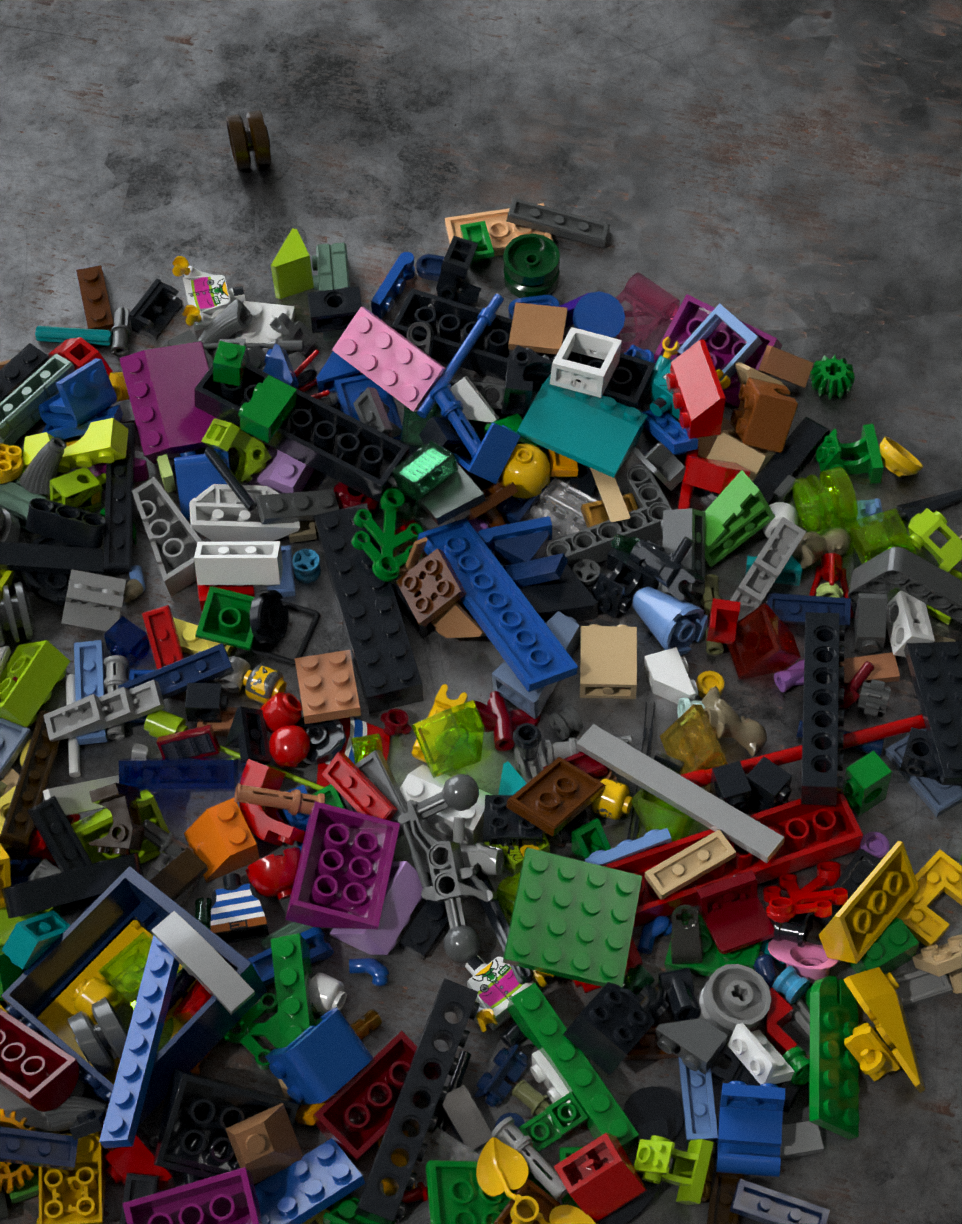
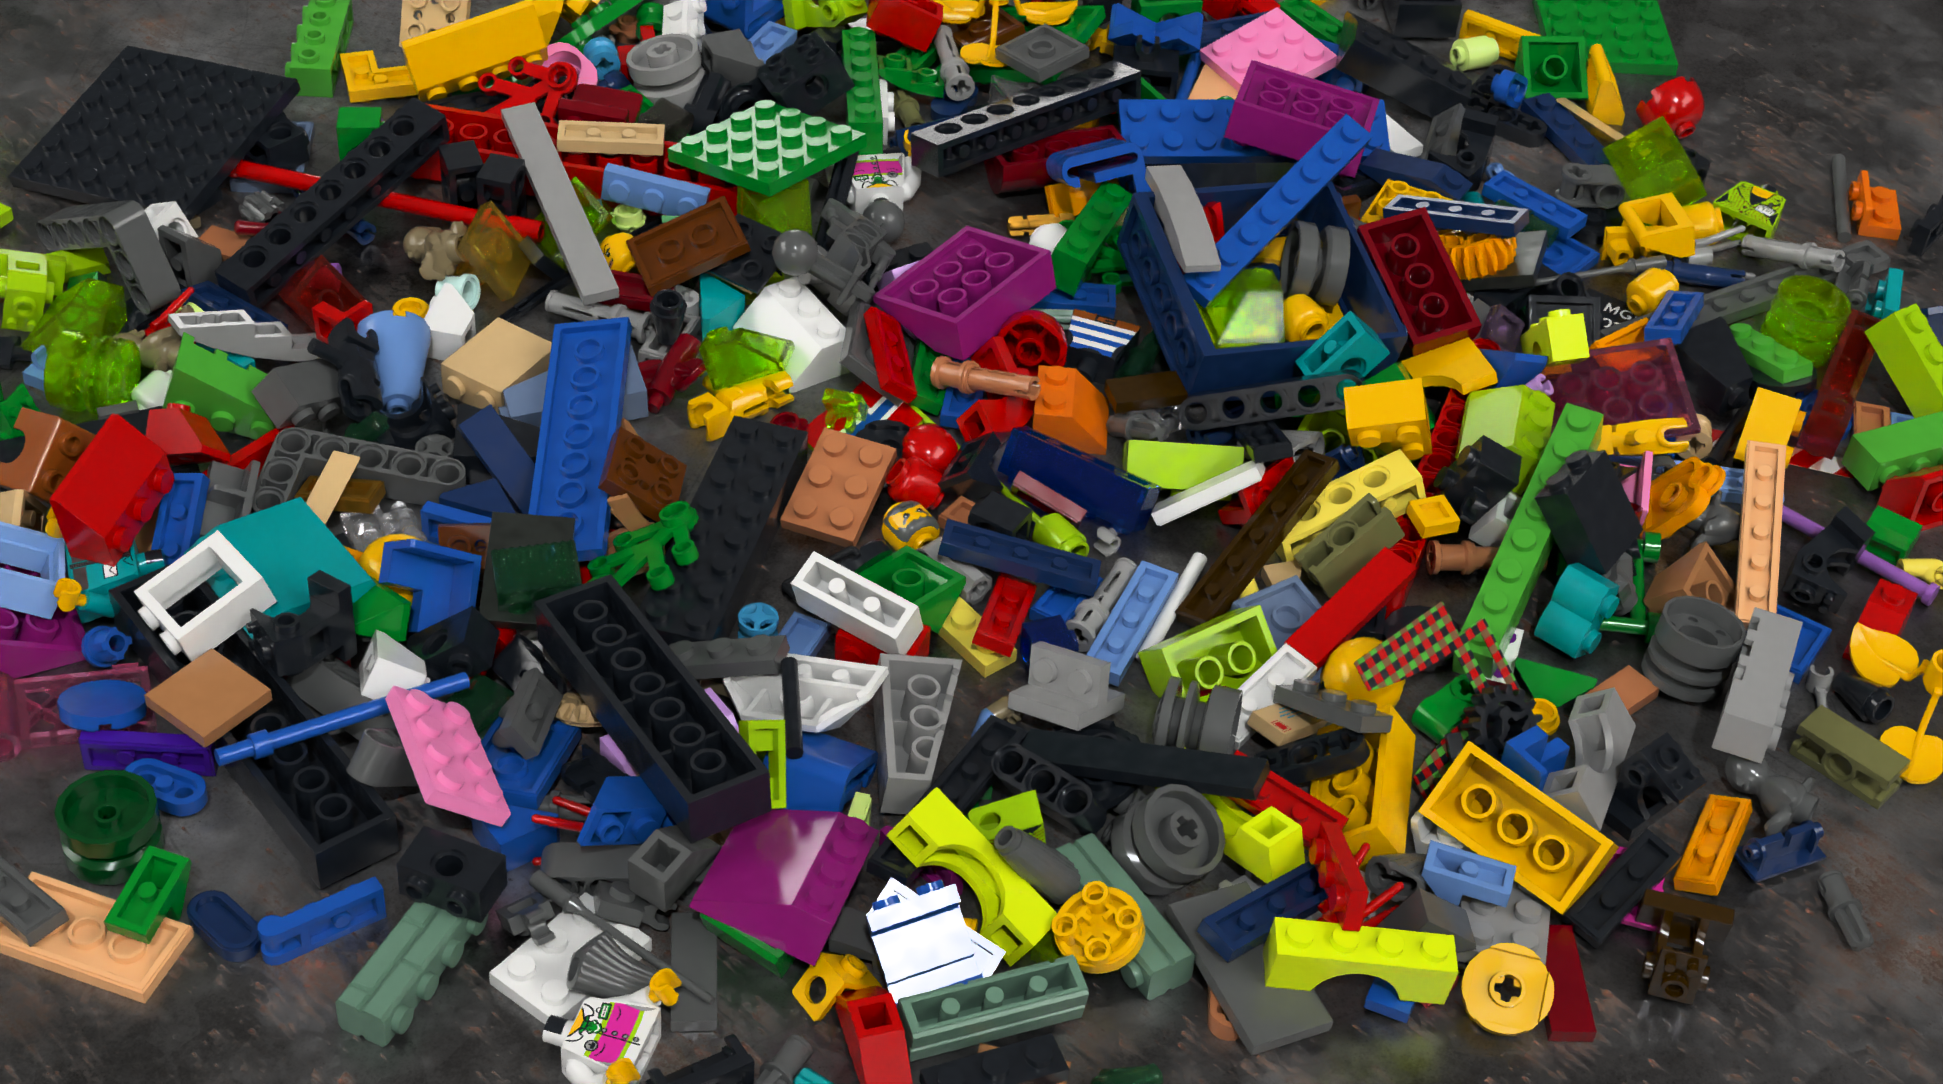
camera: 155 degrees left, 15 degrees down
(88, 1123) = (1367, 203): black plate -> none
(103, 712) = (1143, 565): light grey slope -> none
(123, 806) = (1189, 411): dark brown tile -> none
(229, 363) = (700, 751): green brick -> none
(265, 1143) = (1202, 143): medium nougat slope -> none
(267, 408) = (691, 684): green brick -> none
(292, 267) = (449, 1002): lime slope -> none
(448, 1174) = (1042, 52): none -> dark grey tile
(452, 410) = (431, 633): blue pin -> none
(455, 266) = (233, 853): black tile -> none

